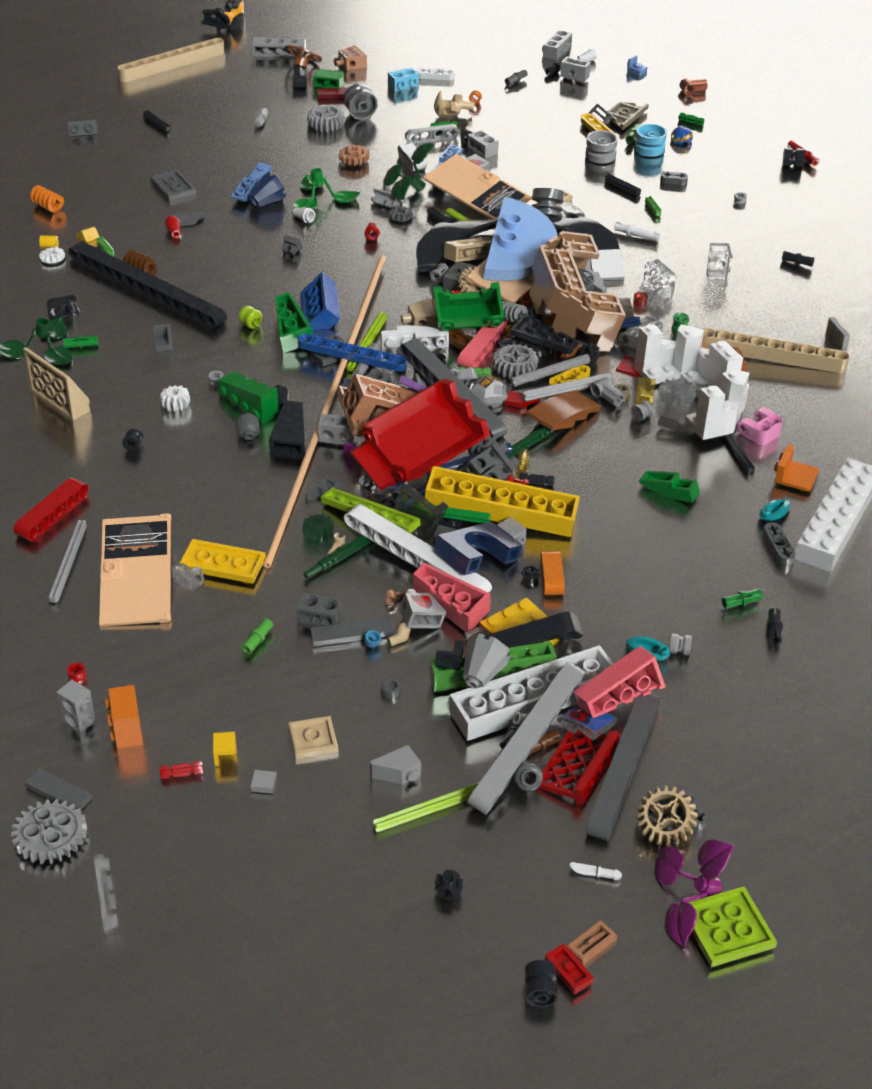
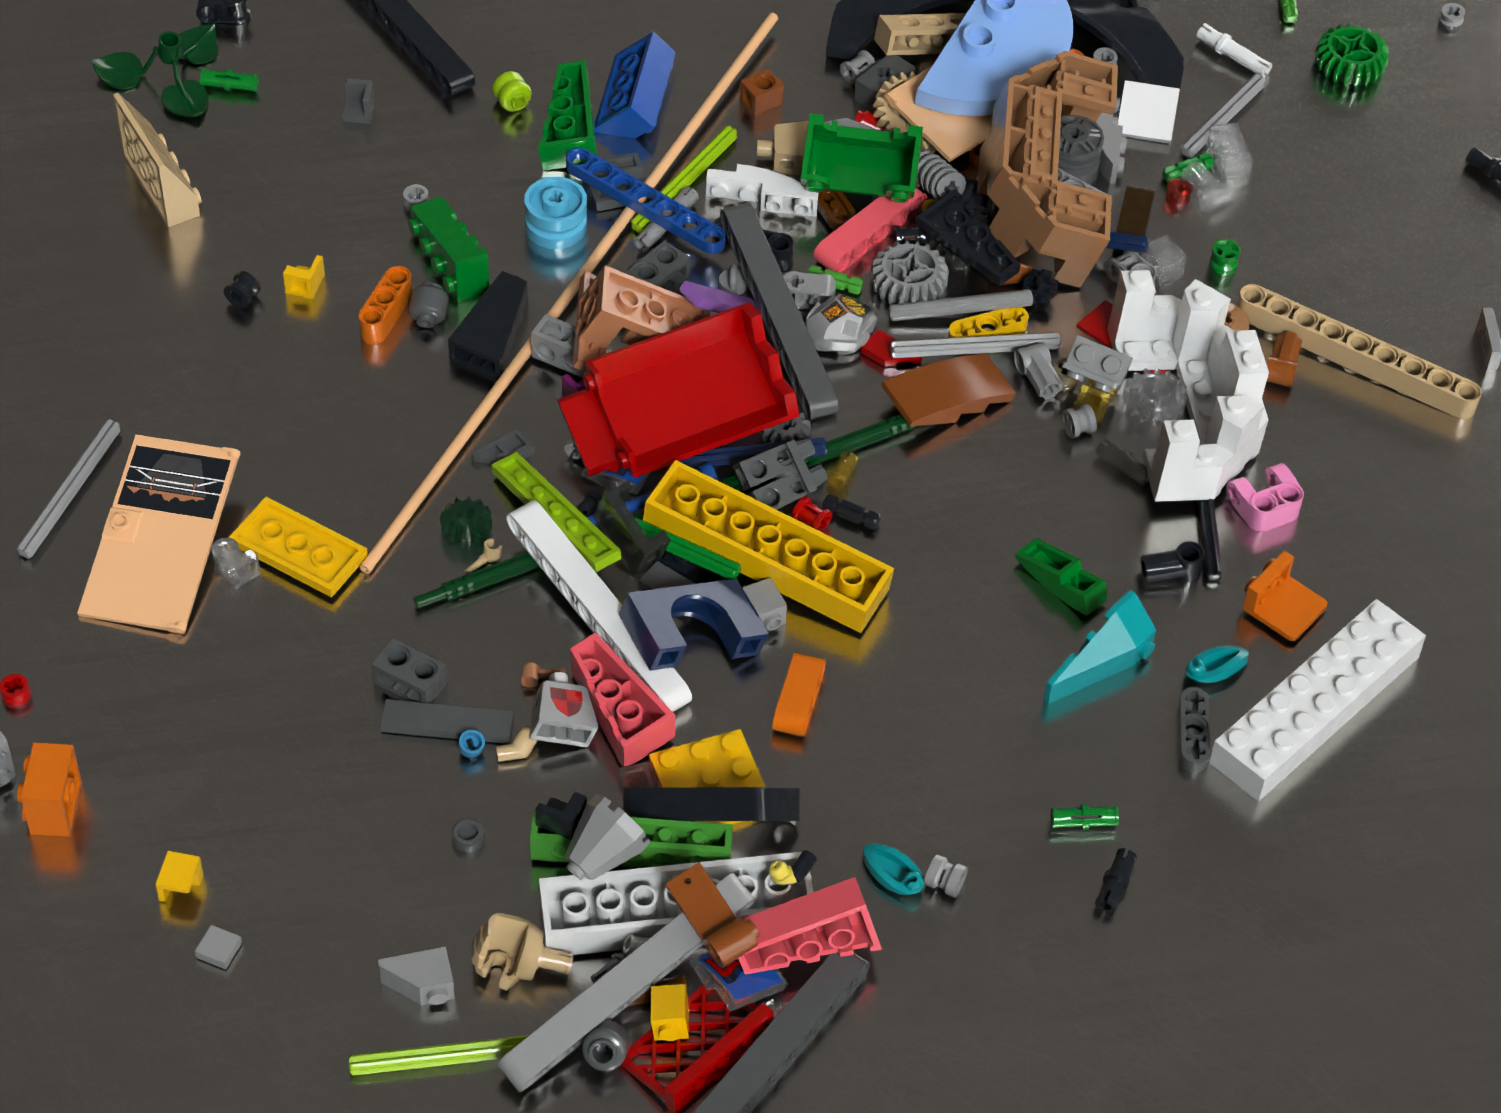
camera: 15 degrees right, 10 degrees up
(51, 509) = (75, 389): red beam -> none
(167, 429) = (304, 280): none -> yellow panel
(175, 398) = (335, 224): white gear -> none
(181, 770) = (106, 895): red axle -> none
(222, 431) = (385, 305): none -> orange beam
(257, 636) = (300, 694): bright green pin -> none
(282, 393) = (502, 255): black cone -> none
(302, 368) = (555, 212): none -> medium azure wheel
(313, 737) = (319, 890): tan tile -> none
(392, 293) = (761, 92): none -> dark orange brick
(450, 738) = (516, 948): none -> tan piece
(530, 574) = (763, 692): black plate -> none
(557, 748) = (669, 1012): none -> yellow brick
(566, 686) = (711, 917): none -> dark orange door
(598, 657) = (796, 873): none -> arm
(635, 288) = (1173, 172): none -> green axle
(641, 380) = (1097, 363): none -> light grey bracket
(650, 253) = (1223, 114): none -> light grey axle
(699, 222) = (1352, 55): none -> green gear
(715, 513) = (1114, 648): none -> teal wedge
(719, 268) = (1343, 147): clear brick -> none
(731, 466) = (1180, 563): none -> black piece

